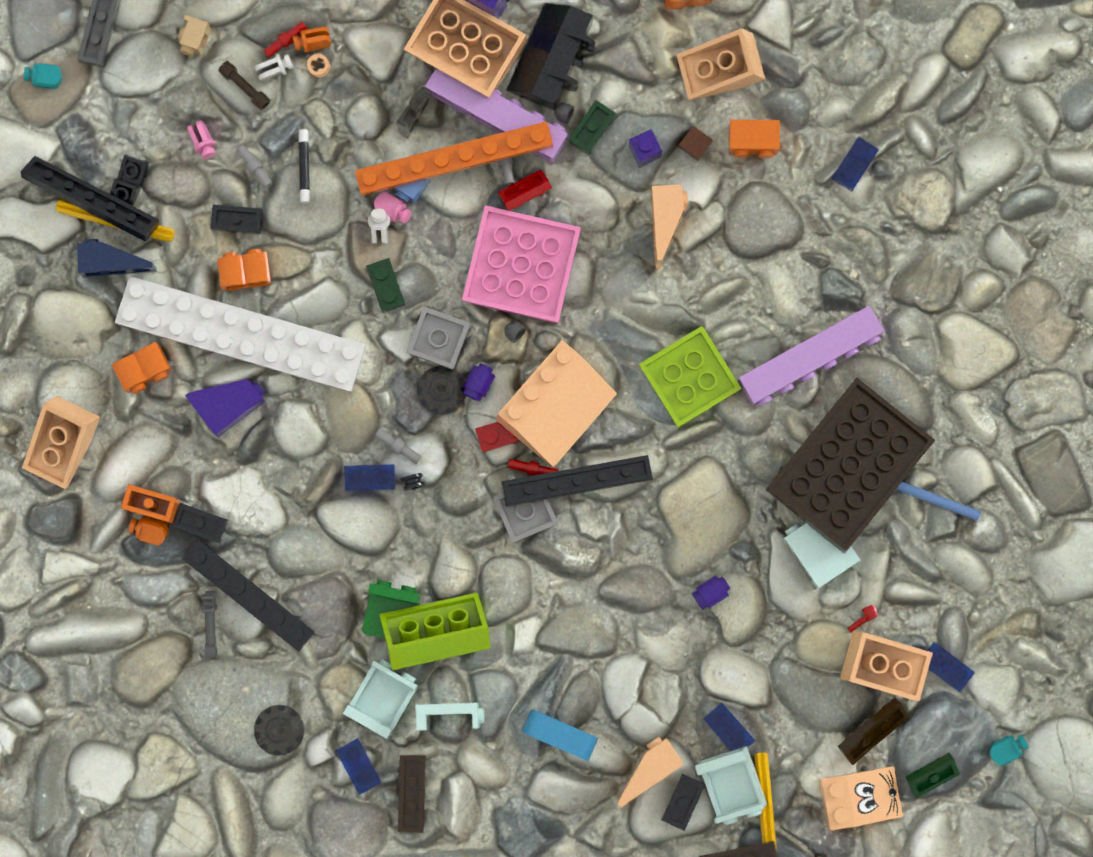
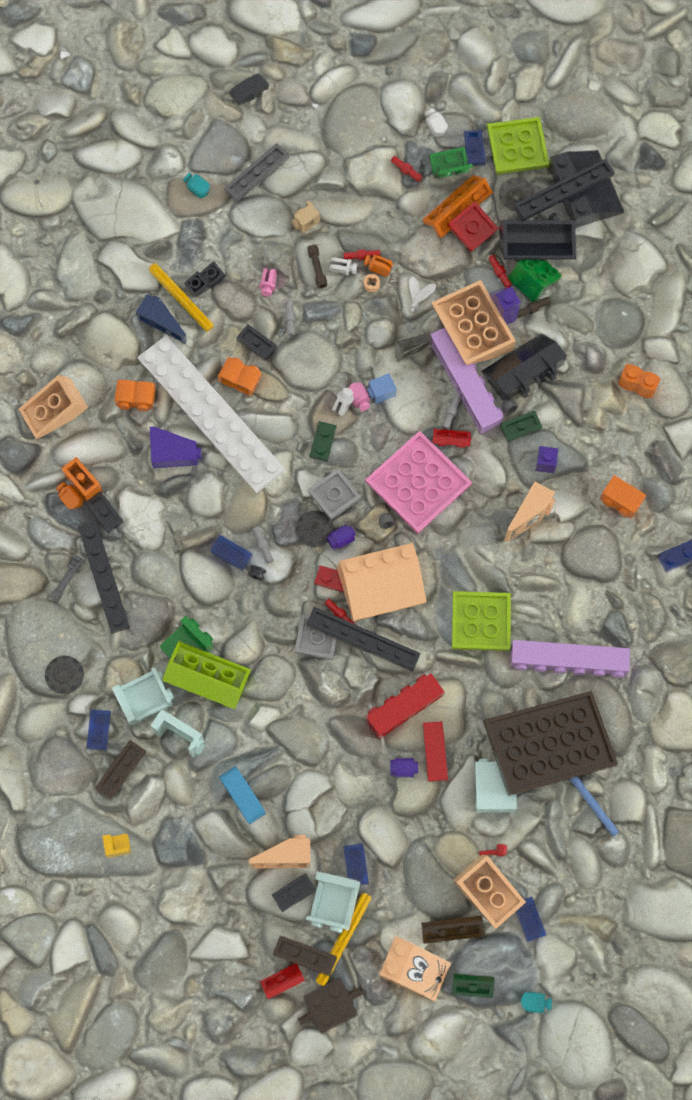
camera: 25 degrees right, 10 degrees down
(90, 198) = (174, 273): black plate -> none
(304, 166) = (321, 337): black bar -> none
(381, 47) = (418, 296): none -> white piece
(453, 158) = (419, 388): orange plate -> none
(669, 524) = (405, 705): none -> red brick
(695, 143) = (582, 478): reddish brown tile -> none
(721, 65) = (631, 439): light nougat slope -> none
(732, 552) = (435, 751): none -> red tile

